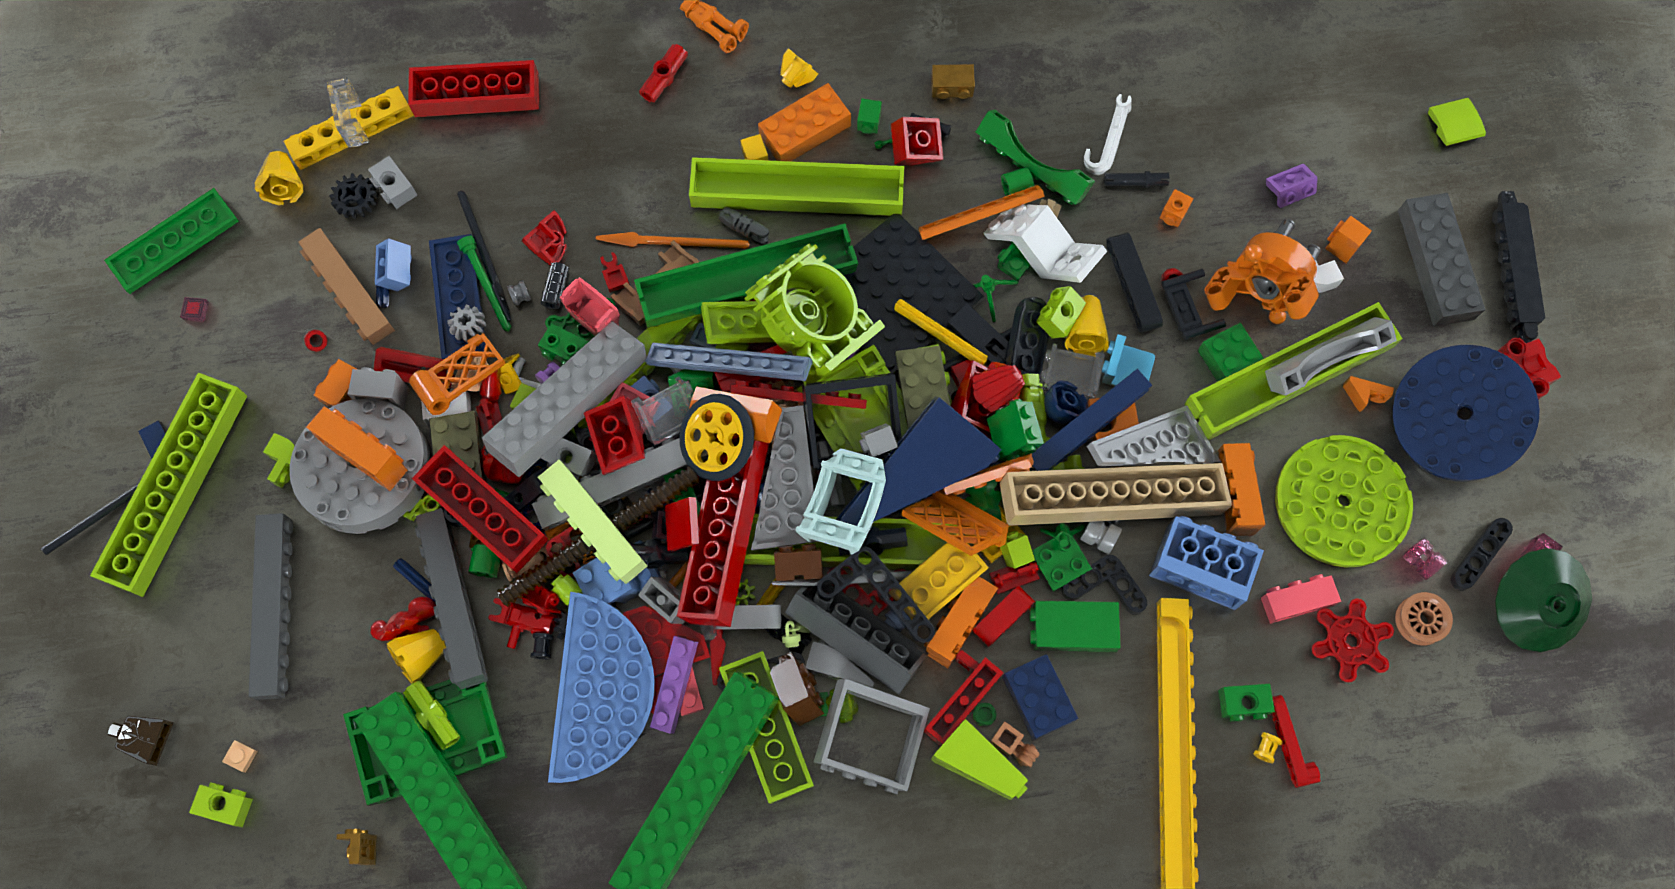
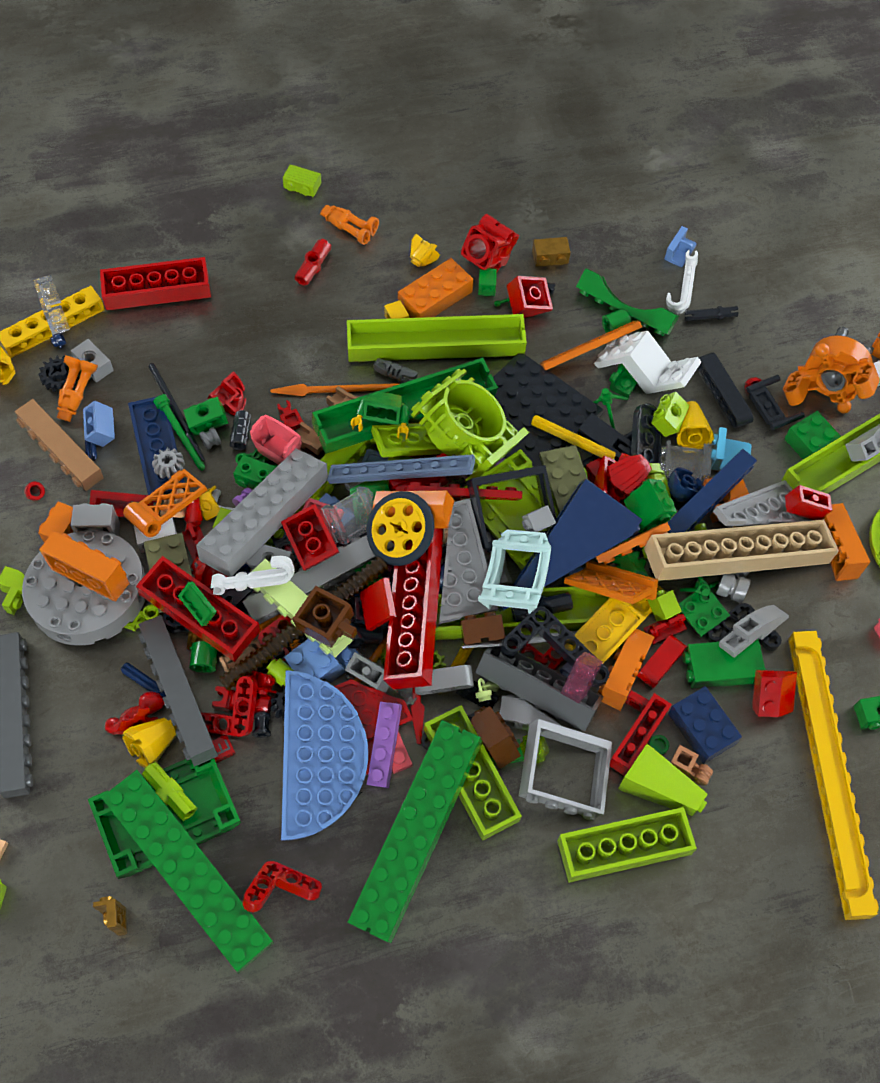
camera: 10 degrees left, 10 degrees down
(356, 153) = (58, 340): none -> dark blue plate
(363, 230) = (70, 399): none -> orange piece
(476, 508) = (197, 603): none -> green plate
(496, 668) = (223, 748): none -> red tile
(514, 636) = (233, 720): none -> red beam
(528, 267) = (215, 416): none -> green brick
(541, 825) = (278, 879): none -> red beam
(570, 481) = (257, 578): none -> white piece
(614, 542) = (325, 617): none -> reddish brown hinge
(716, 283) = (383, 408): none -> green torso
(875, 69) = (489, 244): none -> red piece
(900, 635) = (581, 677): none -> clear pink brick
(928, 827) = (626, 844): none -> lime brick
(1111, 86) = (678, 247): none -> medium blue panel
(1113, 589) = (751, 627): none -> light grey slope
(1126, 669) = (774, 693): none -> red slope
(1176, 208) = (747, 332): orange brick -> none
(1206, 441) = (808, 503): none -> red brick
(1206, 562) = (826, 600): medium blue brick -> none
(1292, 185) = (837, 308): medium lavender bracket -> none

